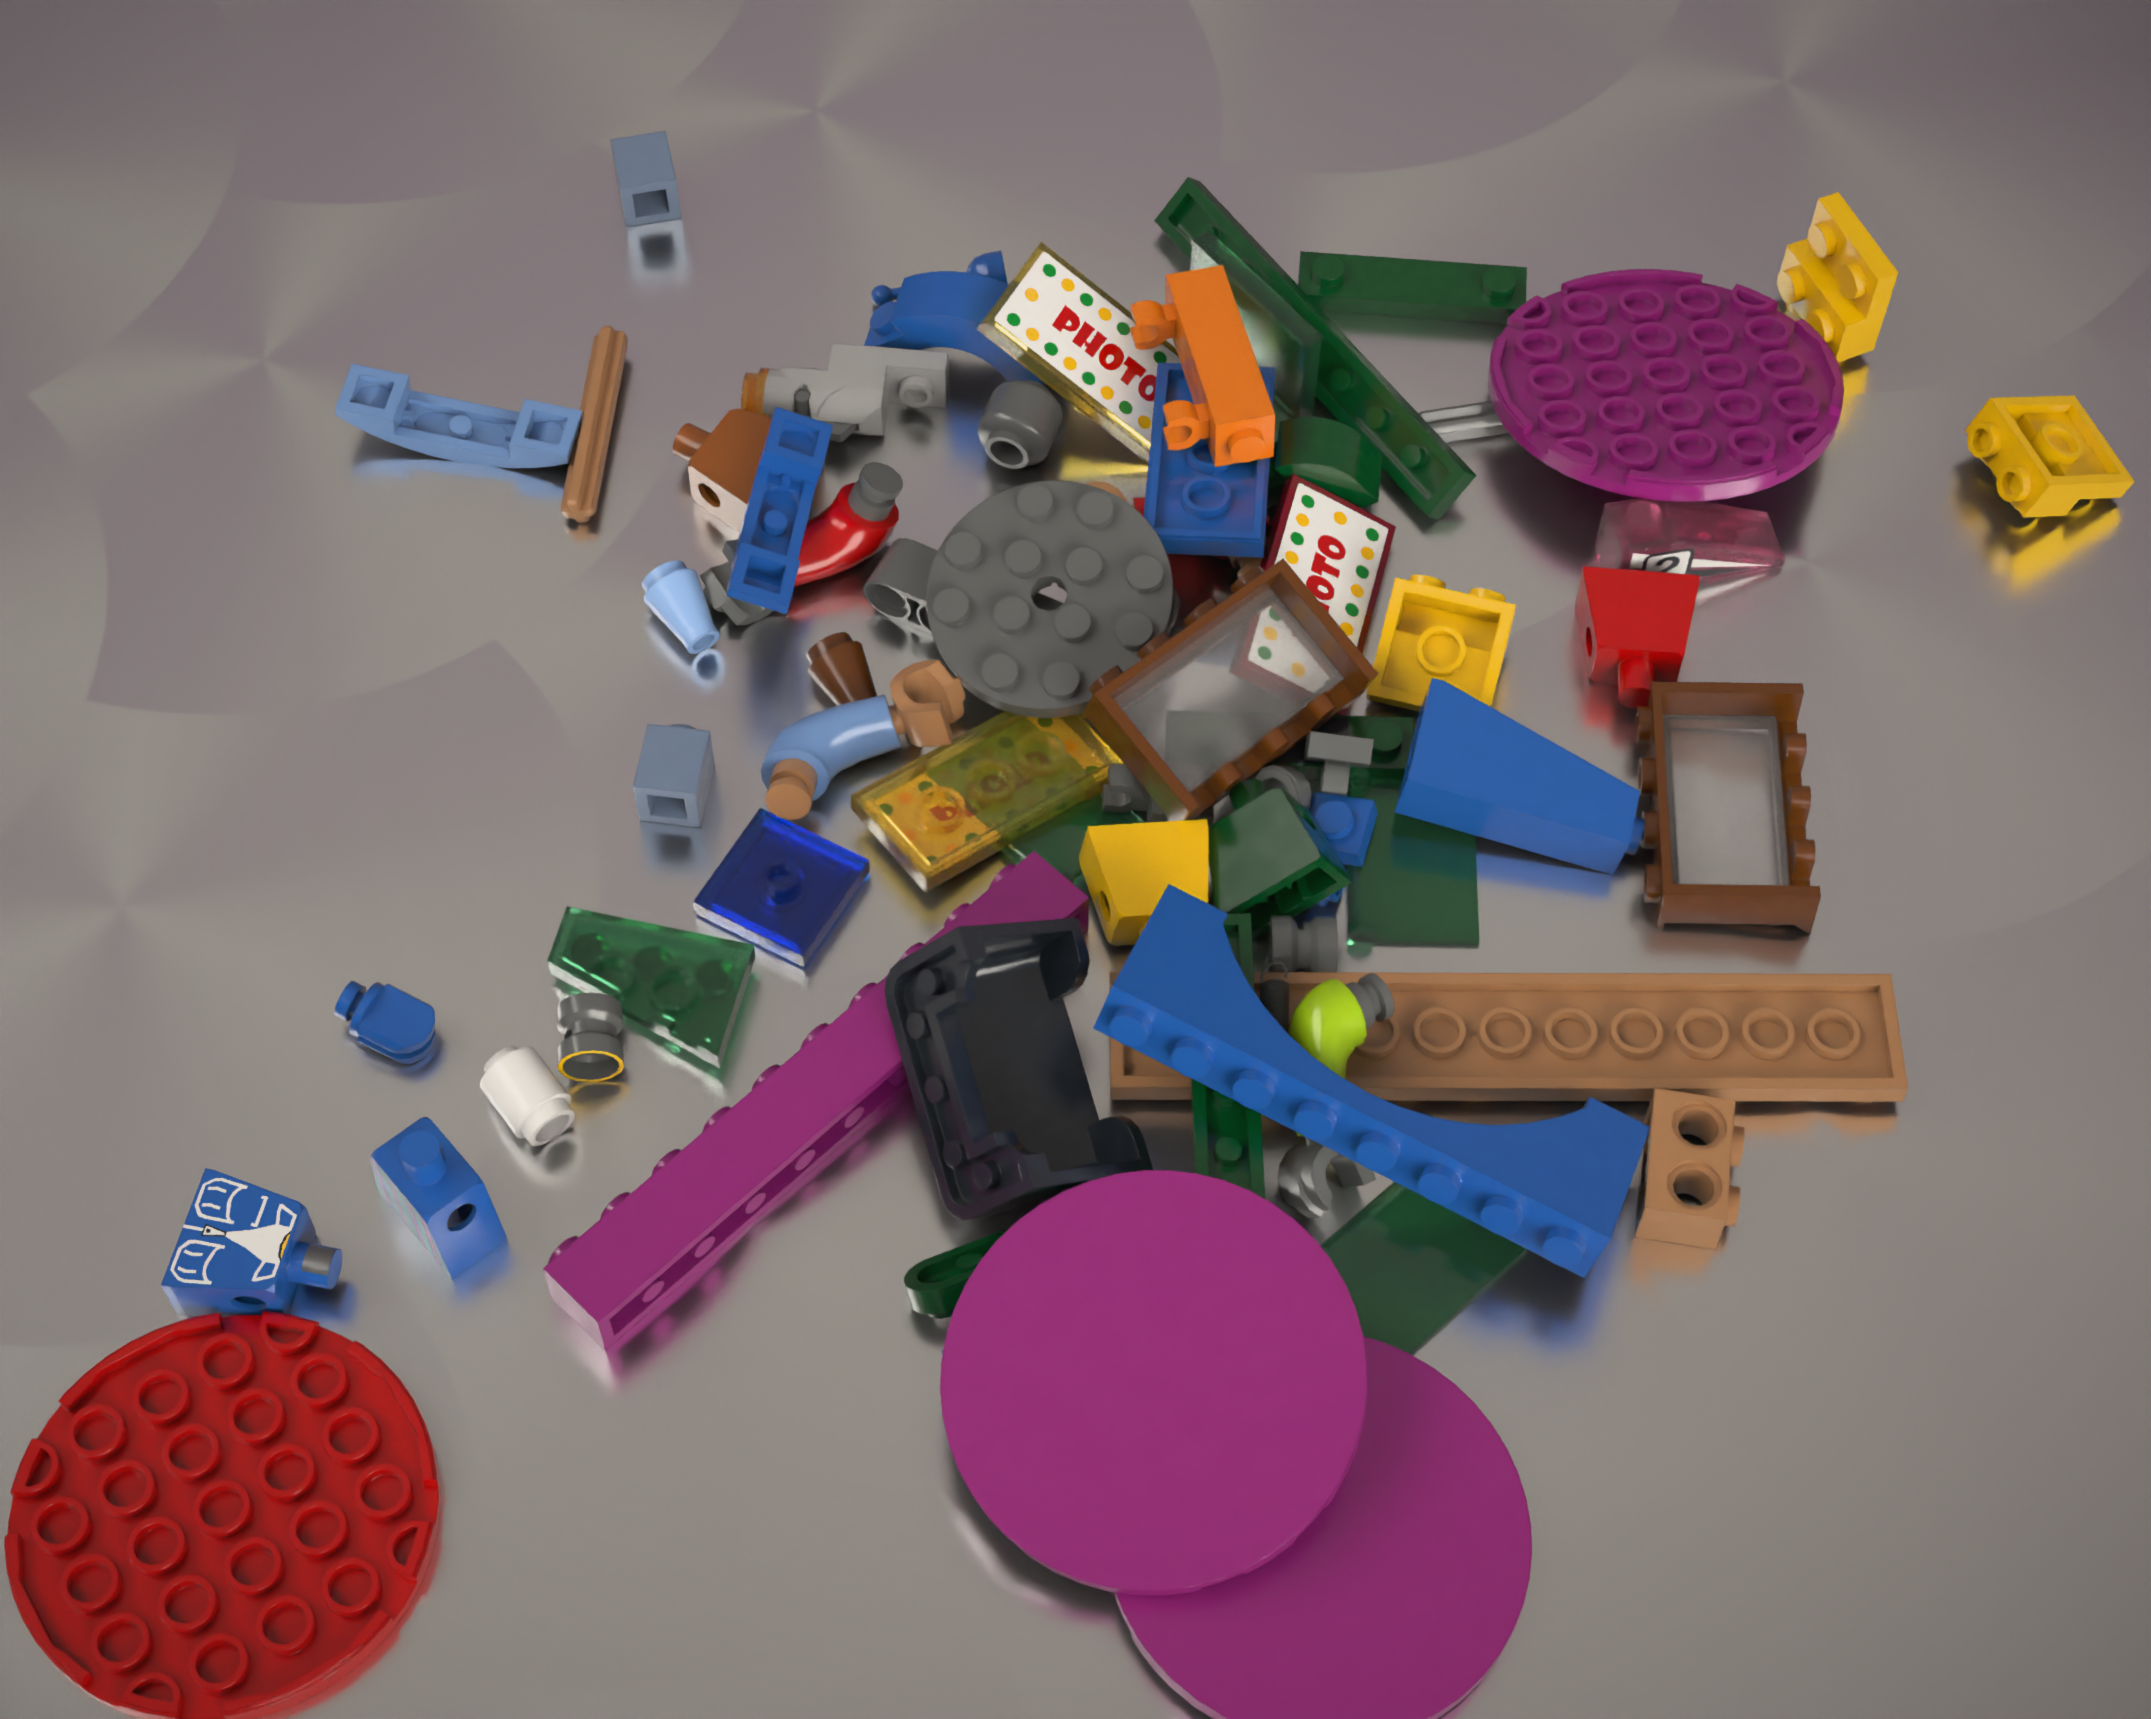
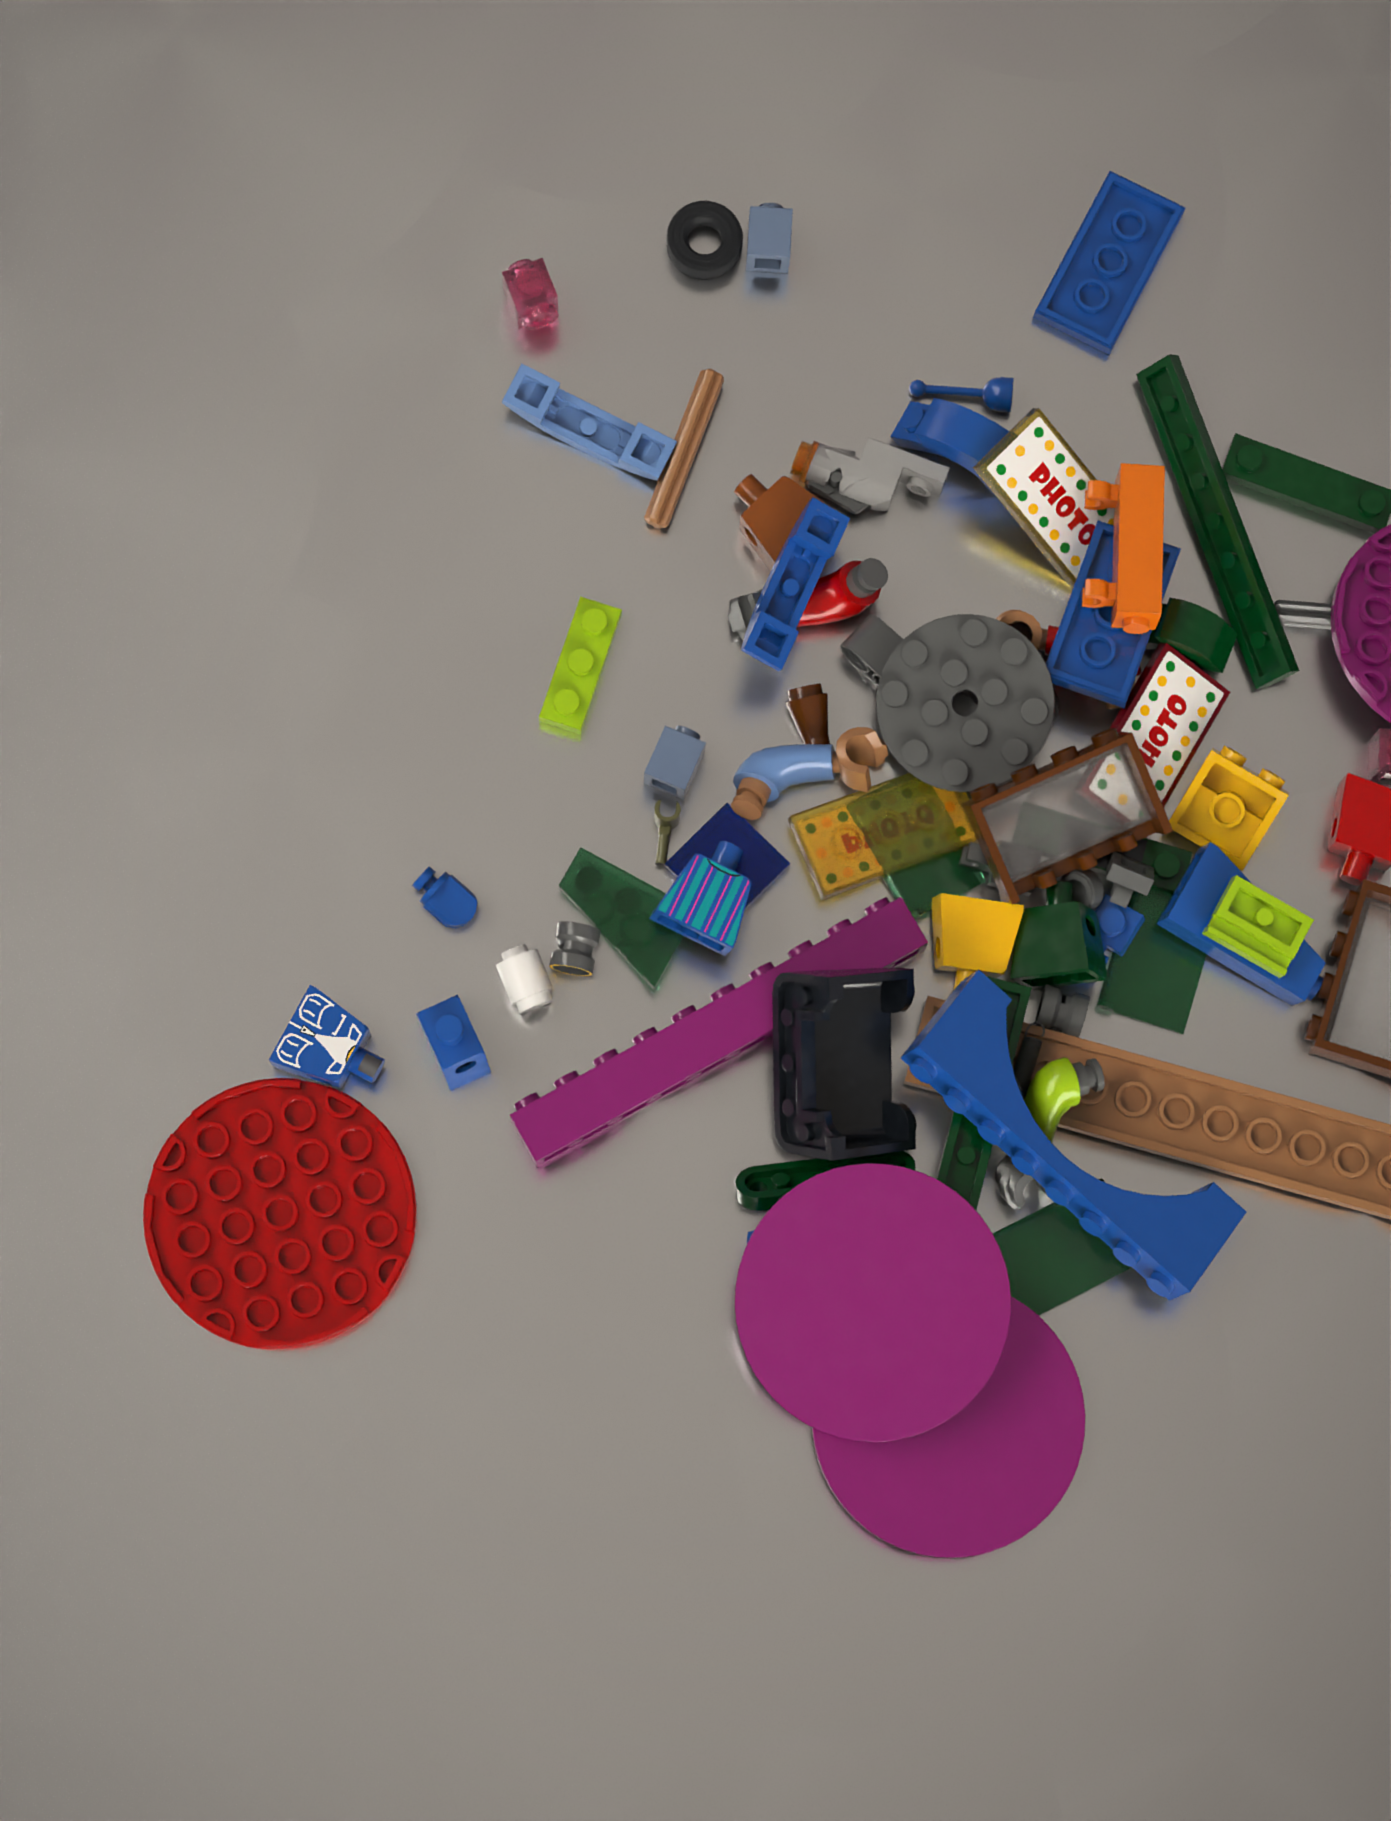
camera: 10 degrees right, 20 degrees up
(348, 296) = (530, 294): none -> clear pink brick
(515, 699) = (580, 665): none -> lime plate
(559, 174) = (704, 214): none -> black tyre
(680, 603) = (710, 623): light blue cone -> none
(682, 858) = (665, 826): none -> olive hand
(759, 919) = (707, 899): none -> blue torso
(1019, 423) = (986, 536): dark grey head -> none
(1082, 120) = (1109, 262): none -> blue tile
(1274, 328) = (1182, 509): clear green tile -> none
(1533, 757) = (1258, 926): none -> lime plate
(1677, 1167) = (1254, 1236): medium nougat brick -> none

